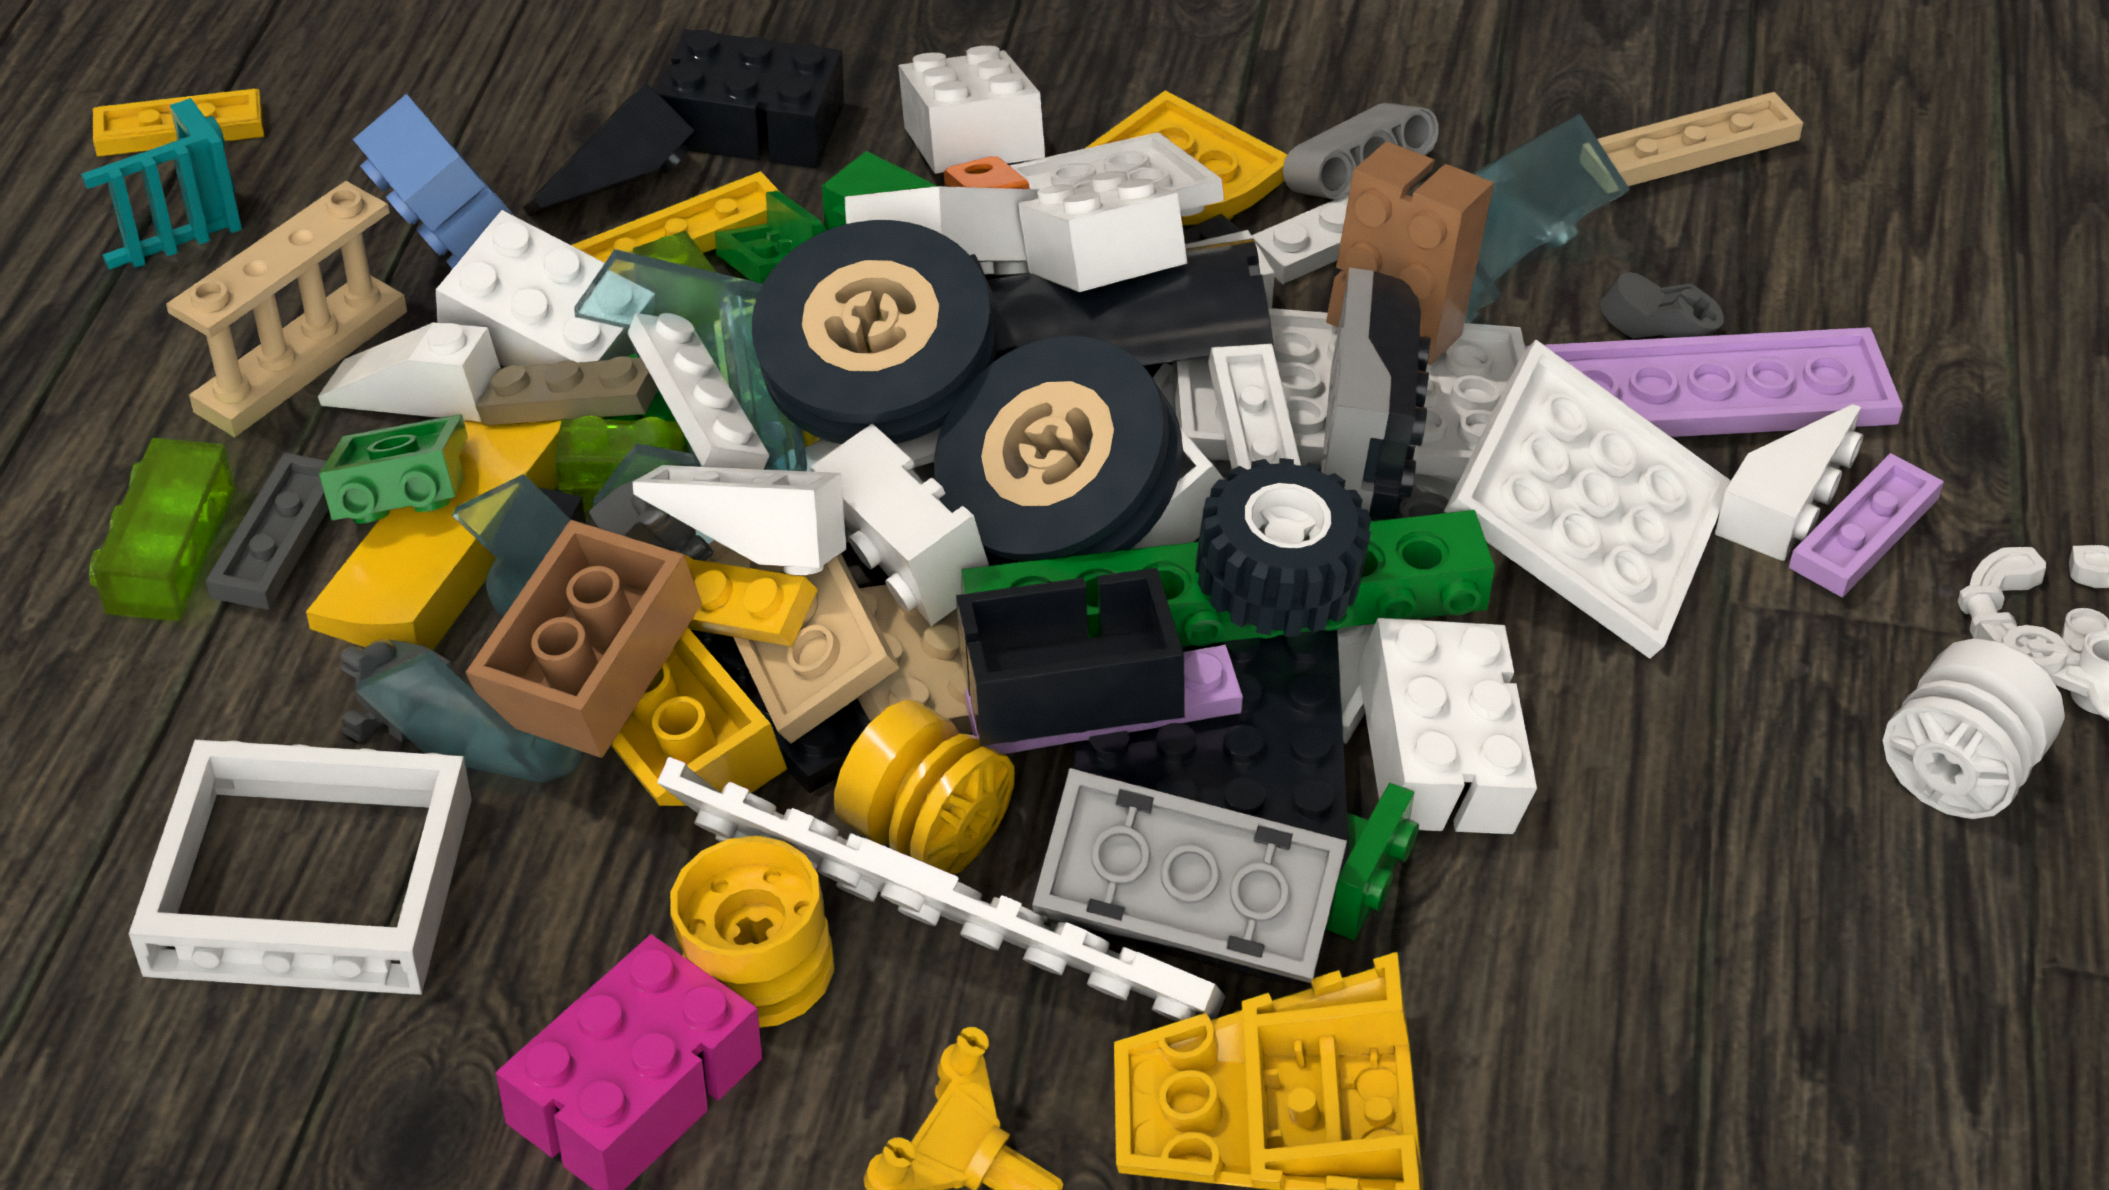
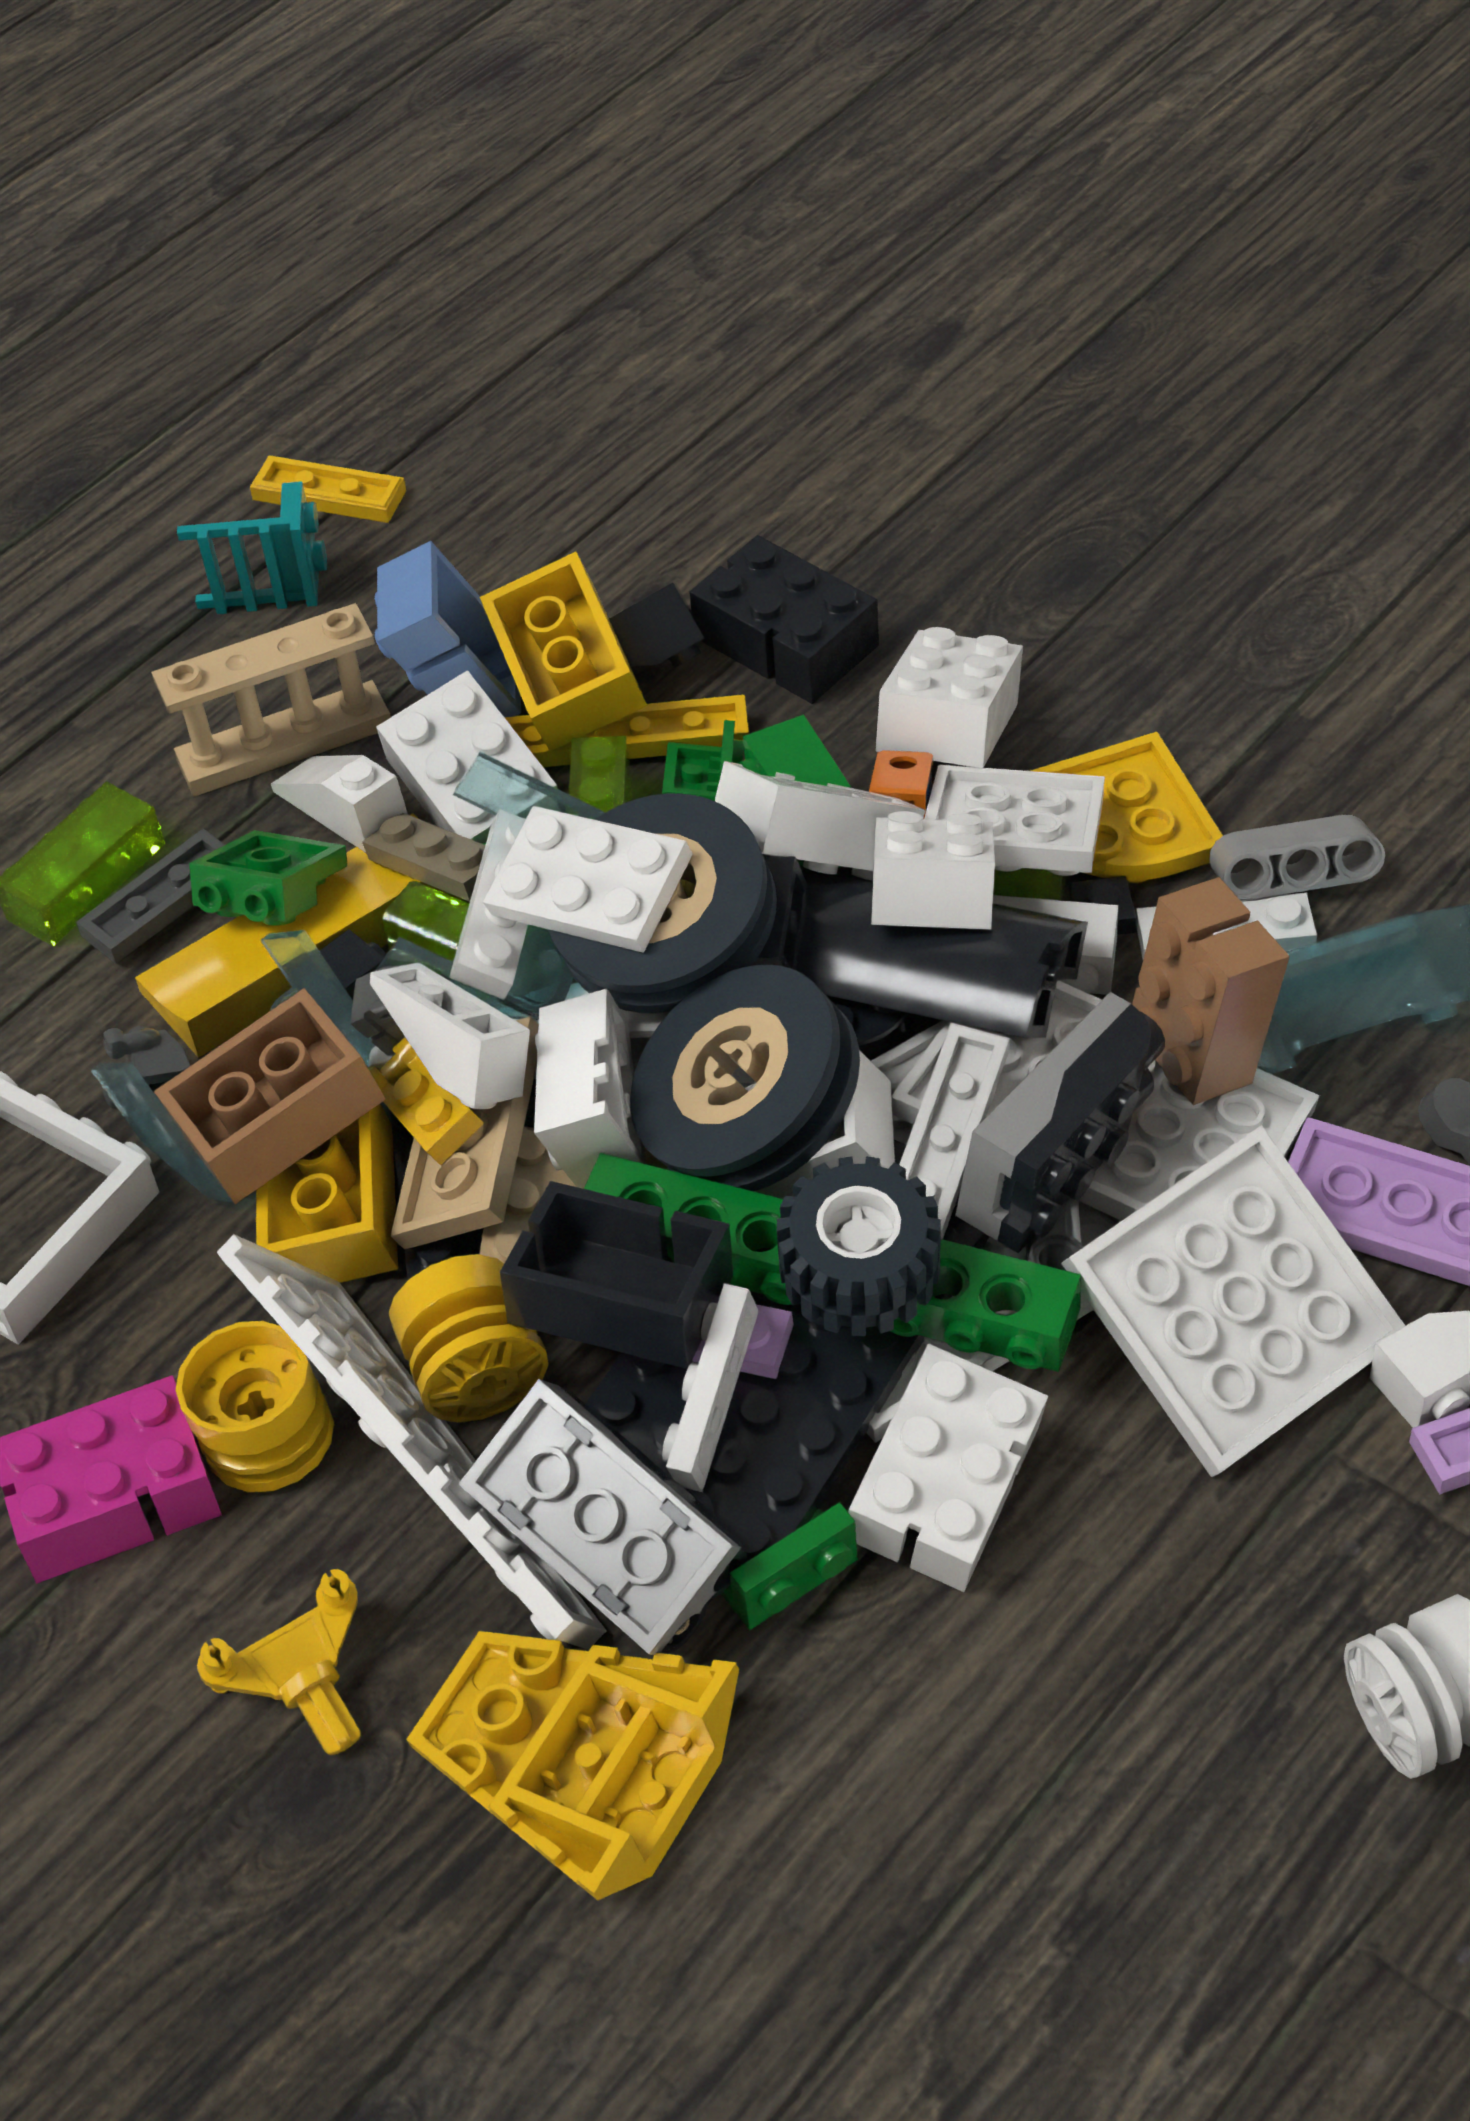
camera: 35 degrees right, 5 degrees up
(579, 168) = (562, 651): none -> yellow brick
(800, 327) = (588, 878): none -> white plate
(1211, 724) = (710, 1387): none -> white plate

